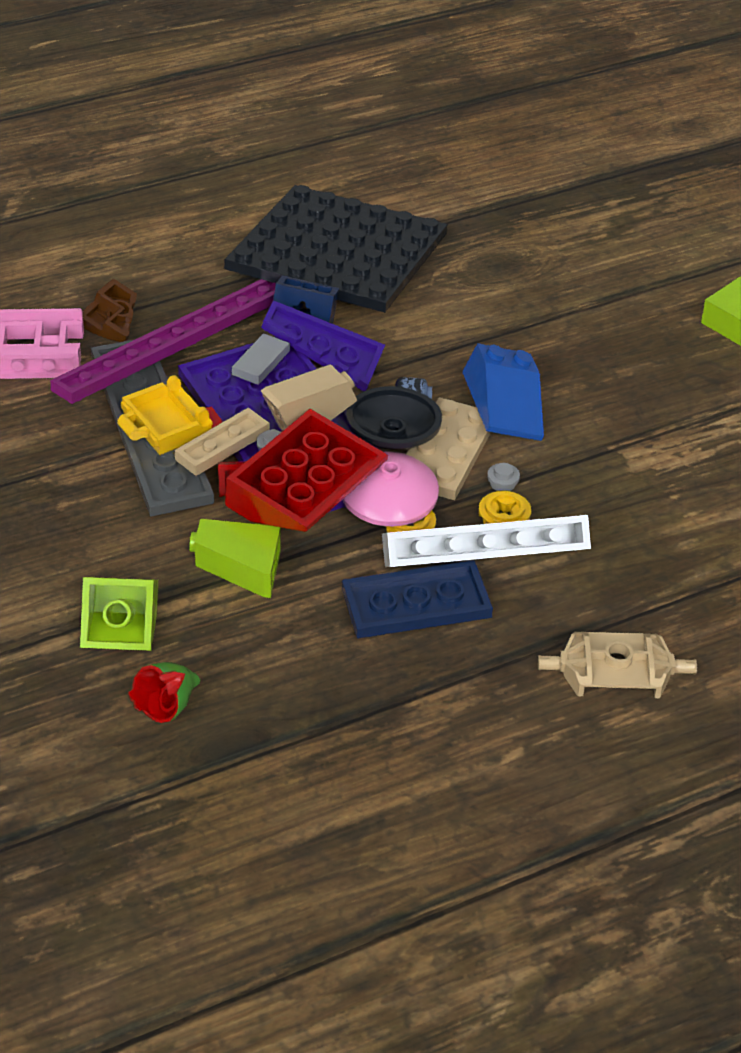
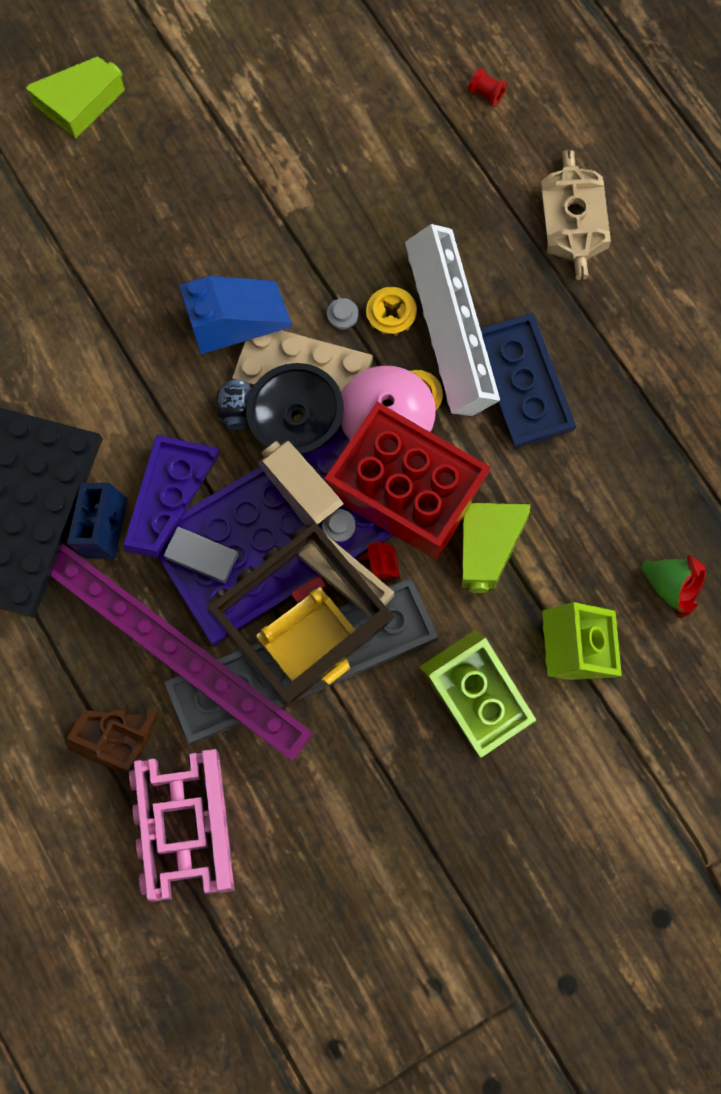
camera: 90 degrees left, 30 degrees up
(88, 530) = (478, 693): none -> lime slope
(138, 360) = (274, 561): none -> dark brown window

